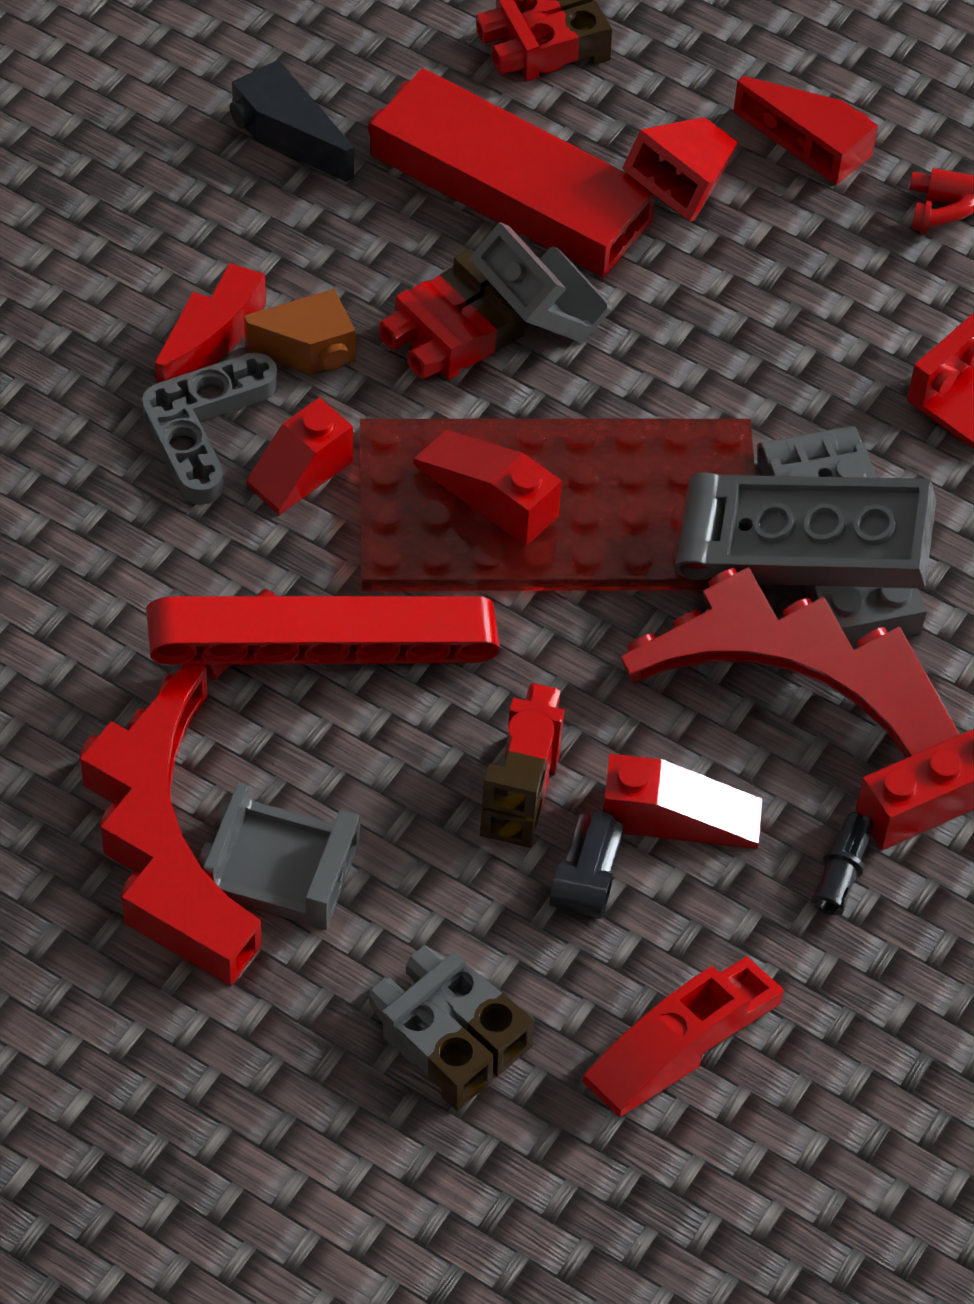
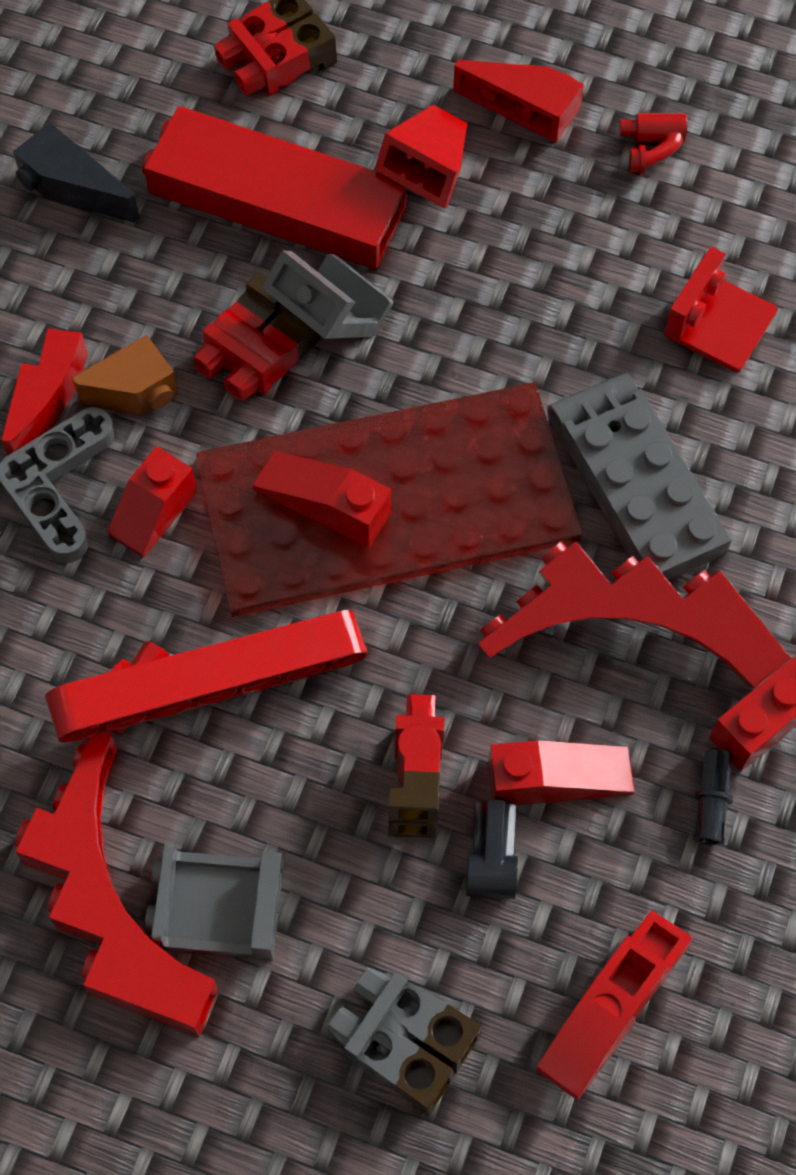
camera: 10 degrees left, 10 degrees up
(808, 529) = (616, 491): dark grey hinge -> none

